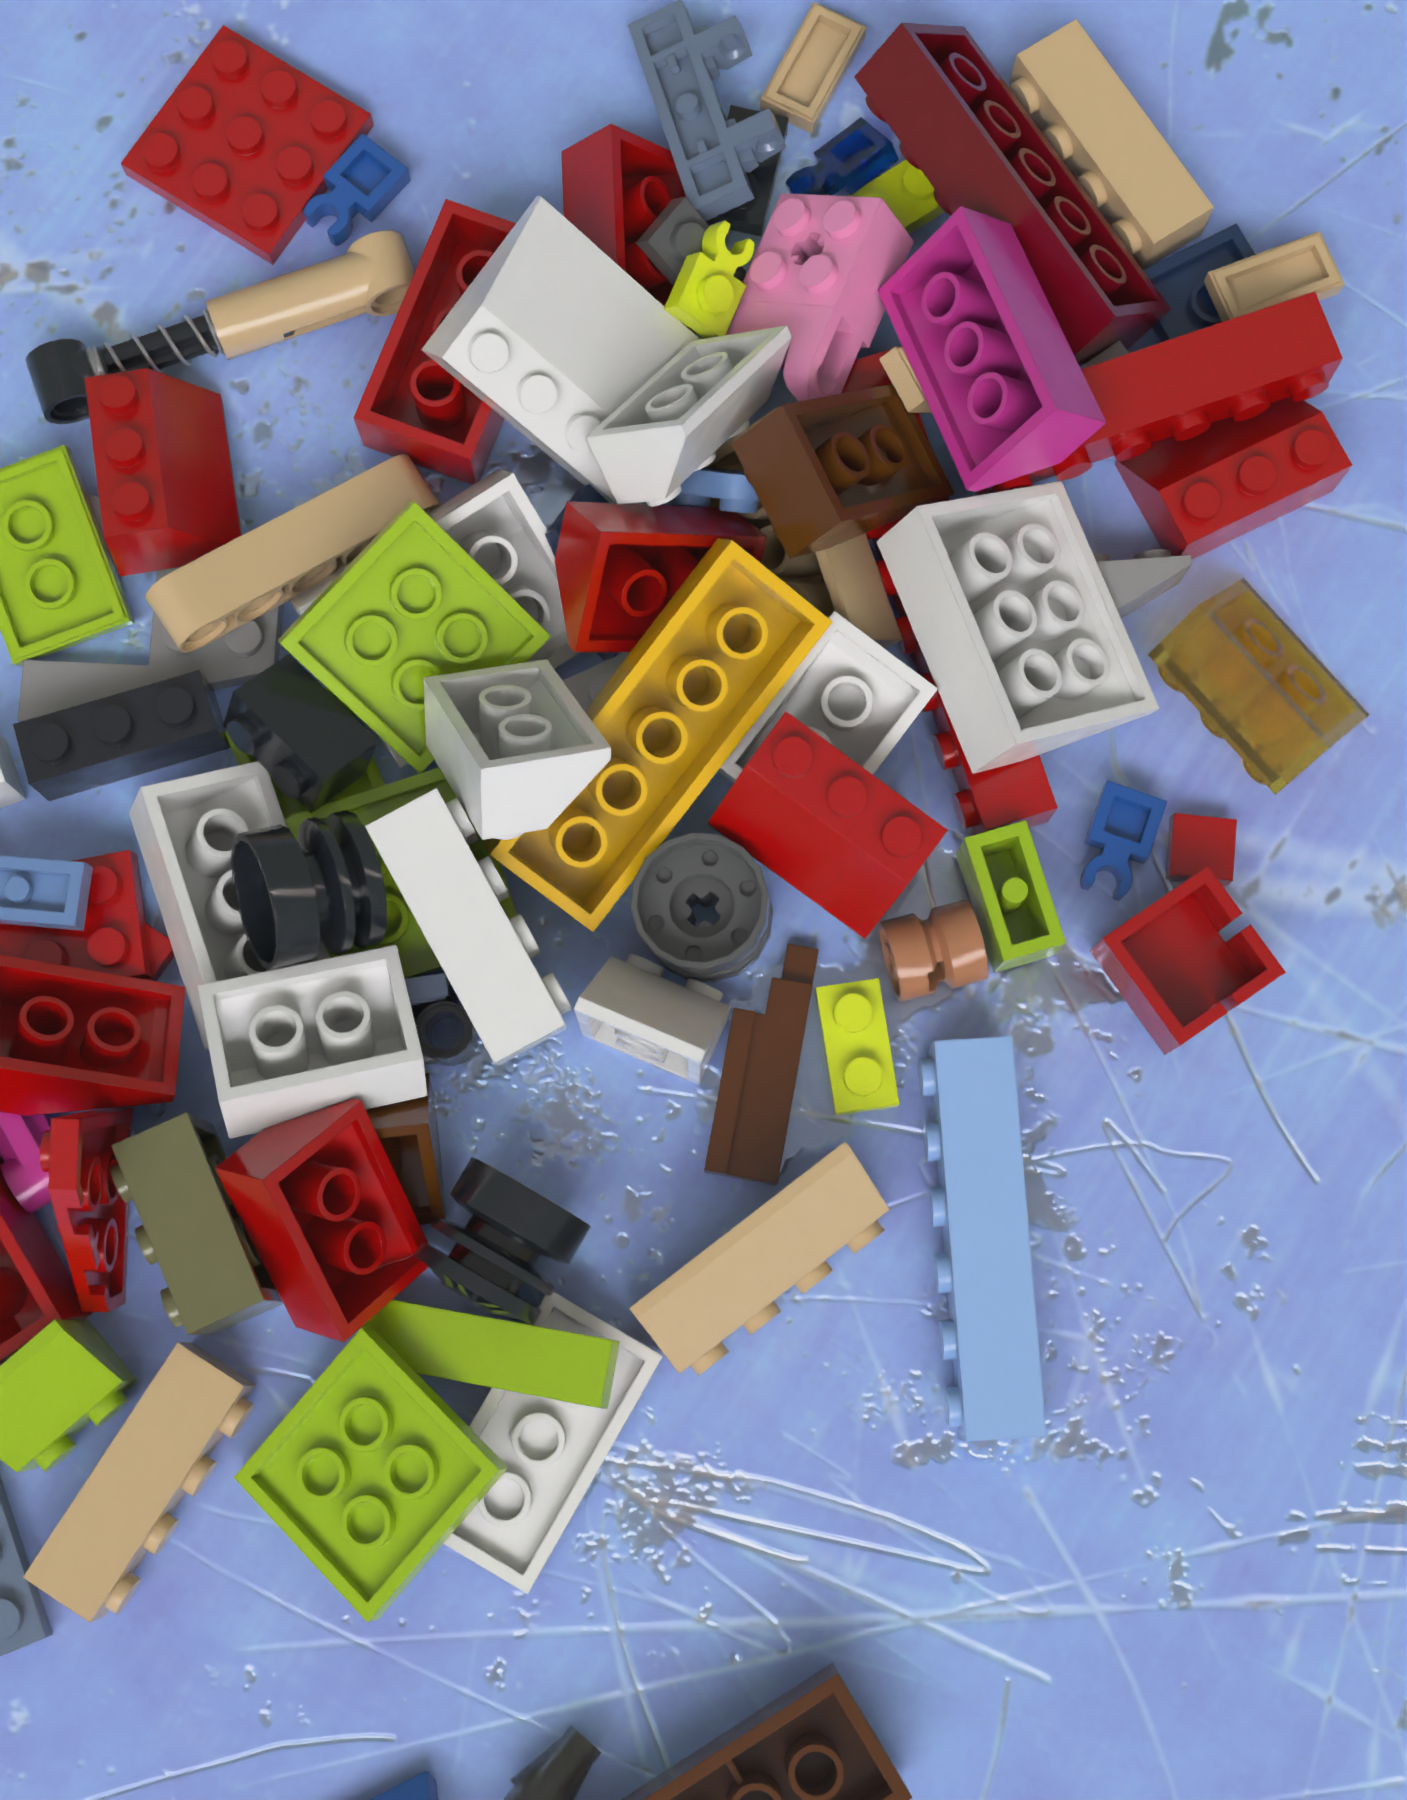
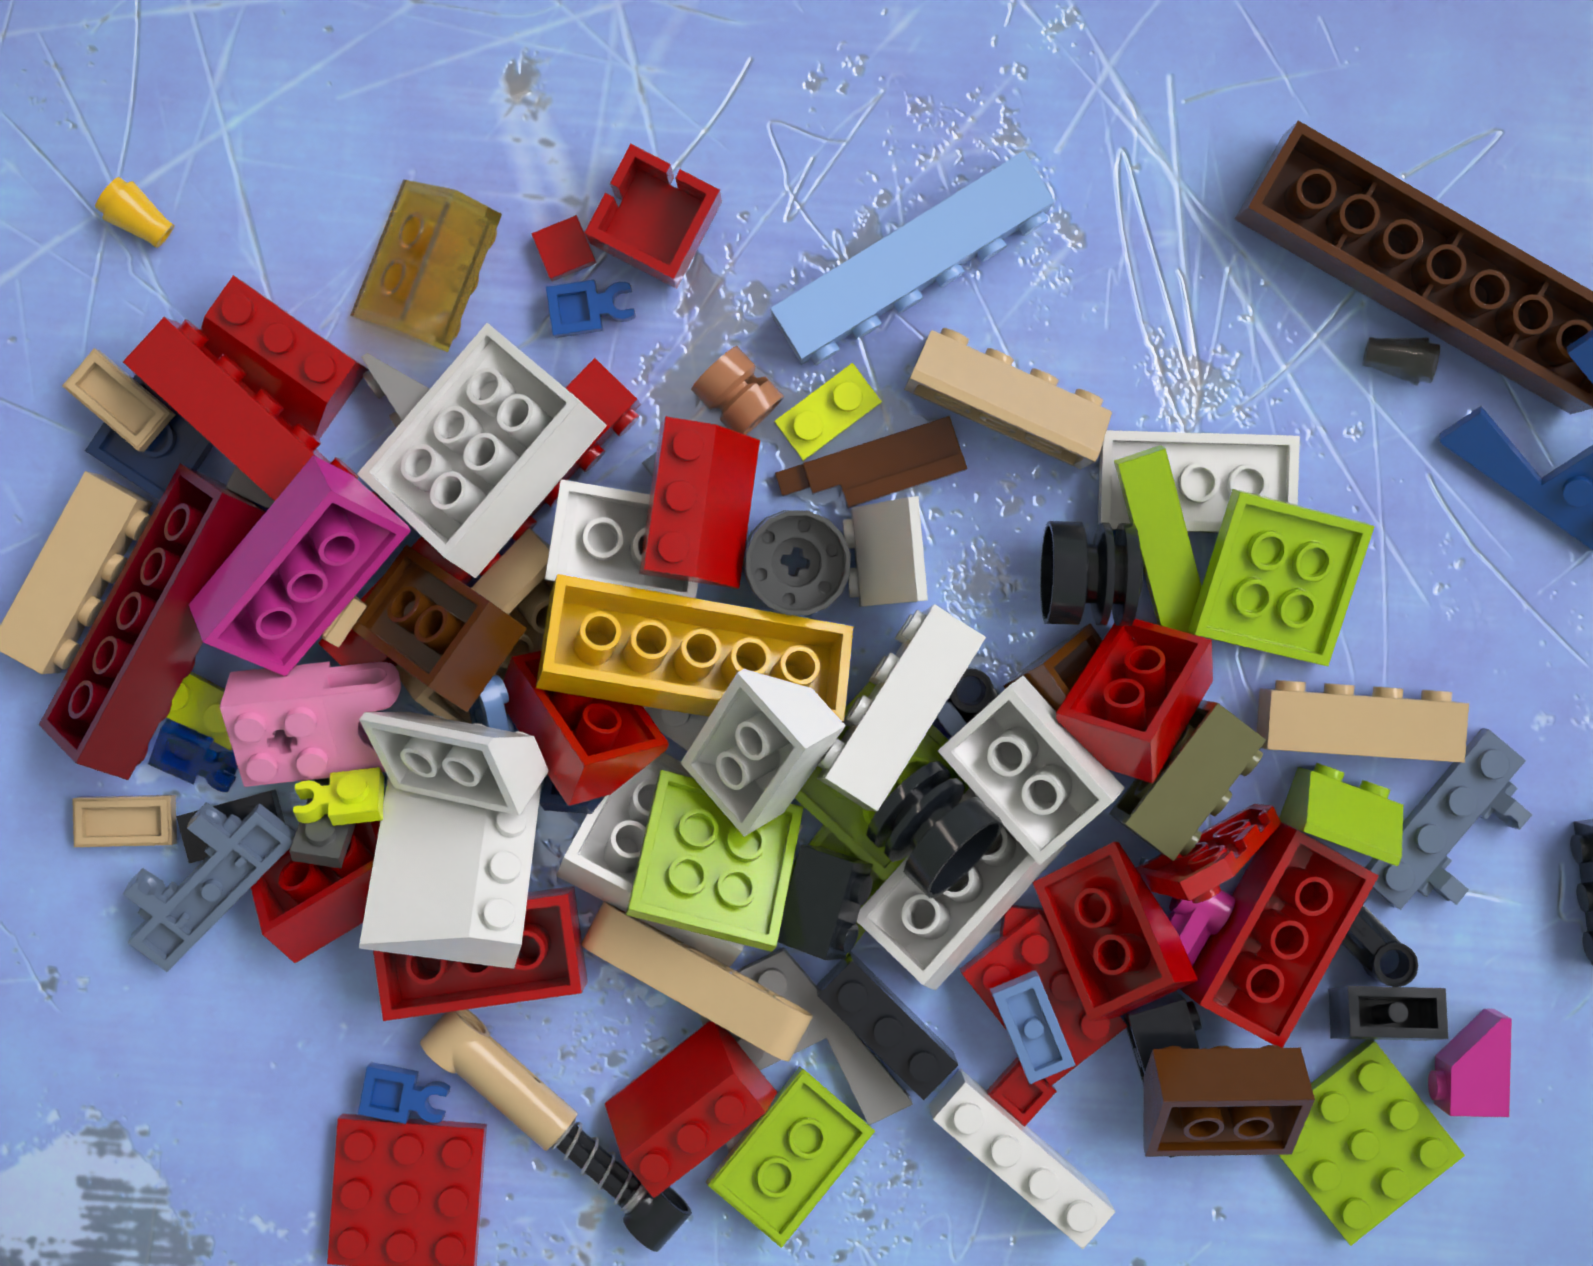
camera: 115 degrees left, 10 degrees up
(1010, 896) = (673, 358): lime brick -> none

